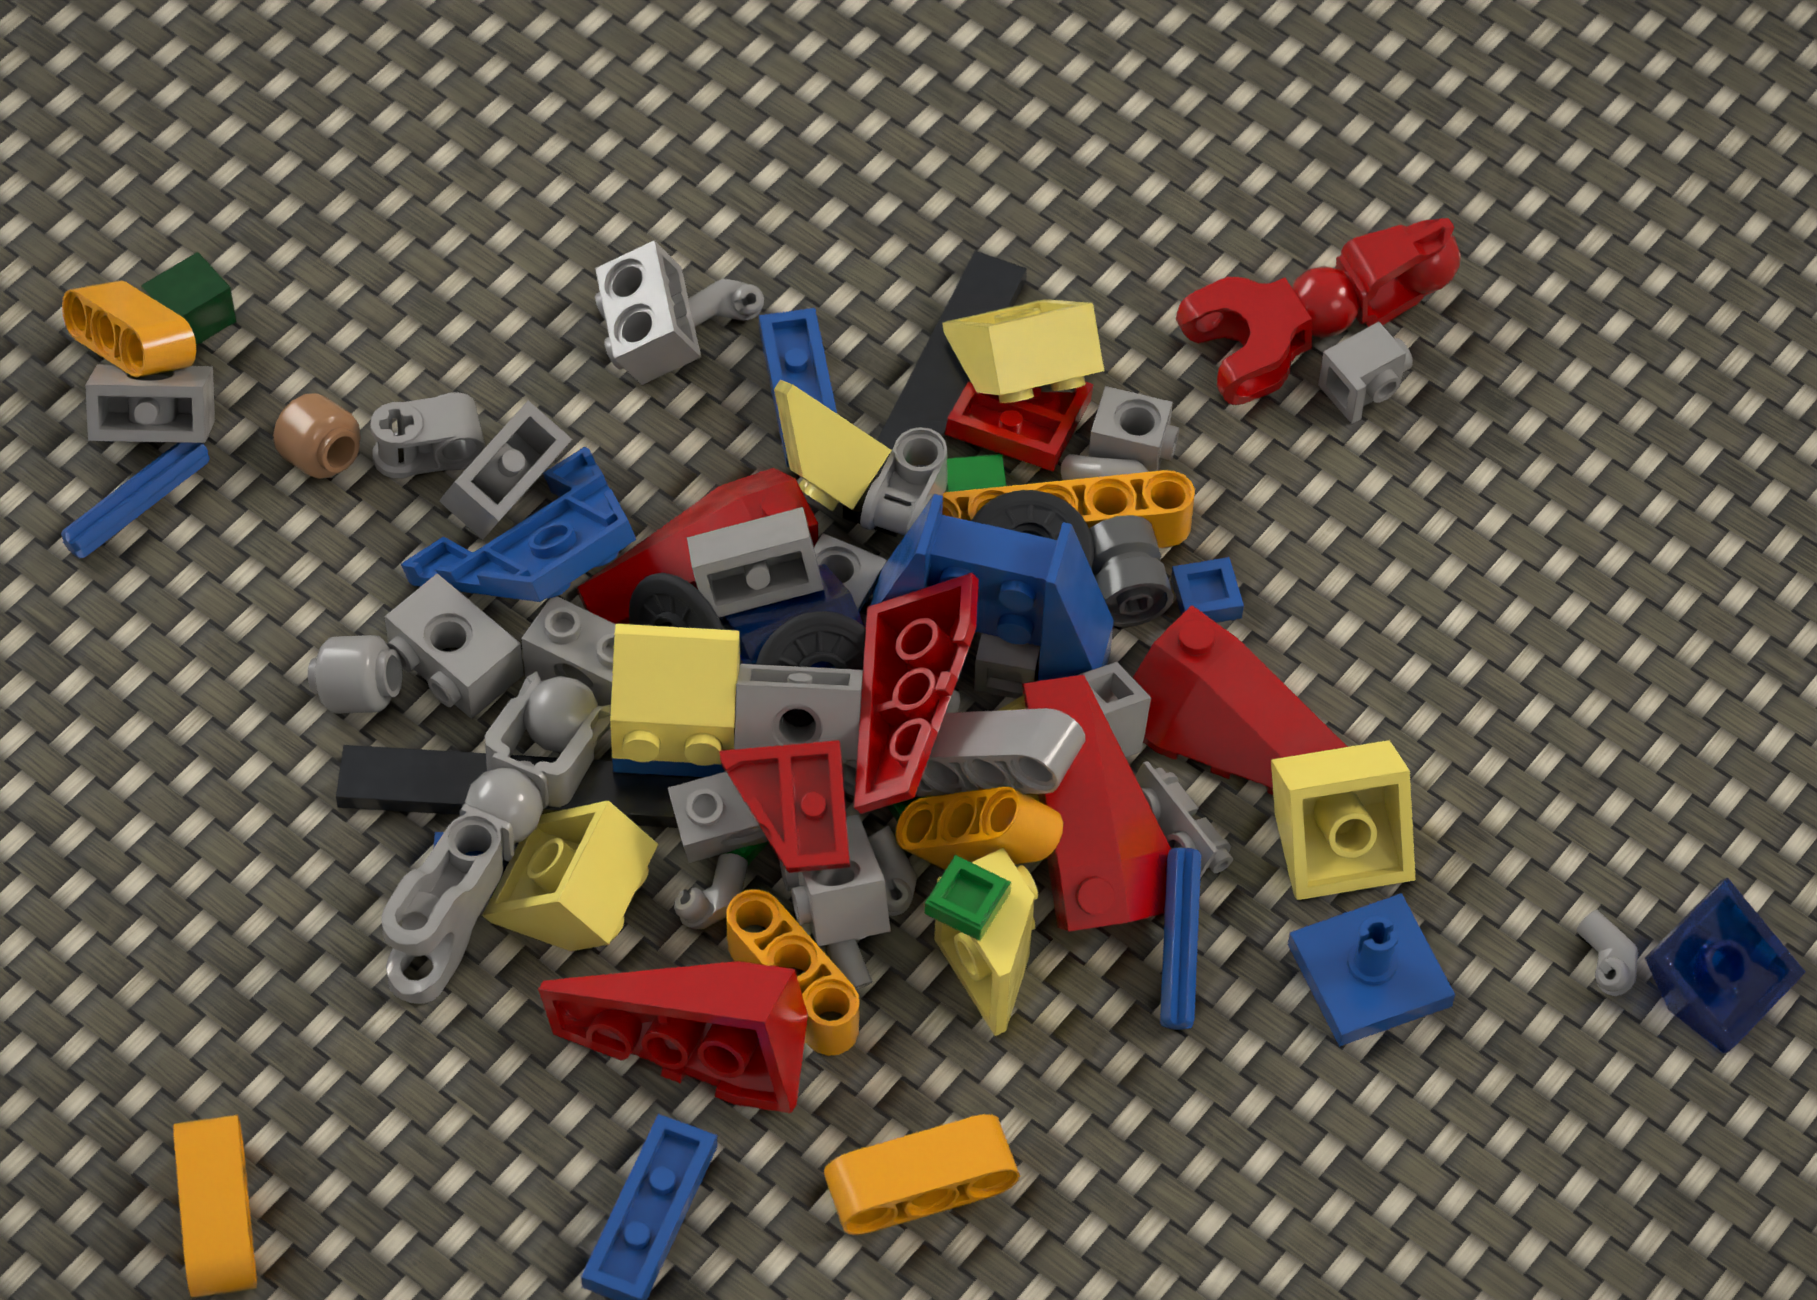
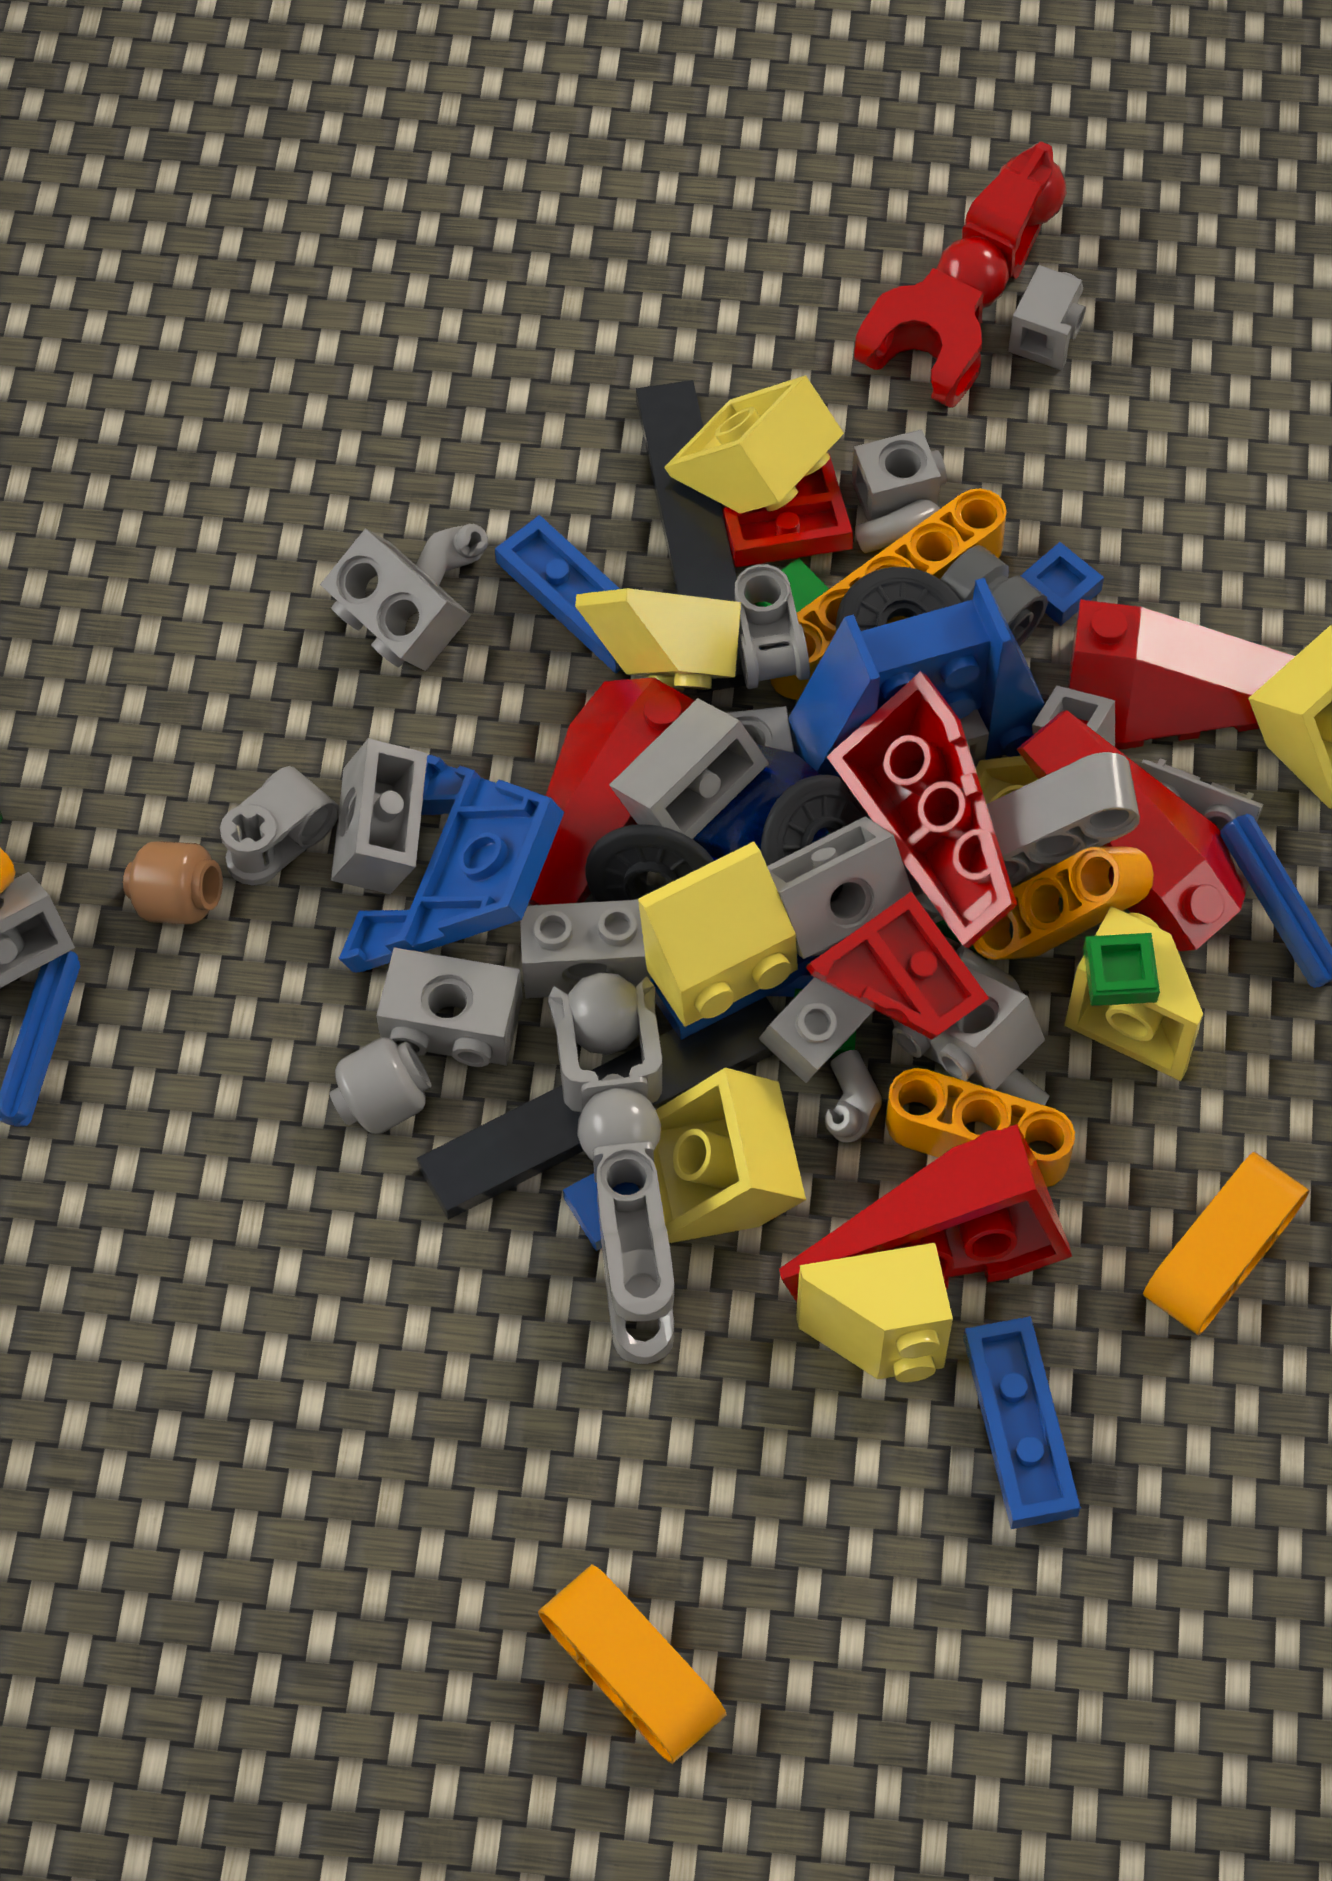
camera: 30 degrees left, 5 degrees up
(599, 1056) = (880, 1310): none -> light yellow slope

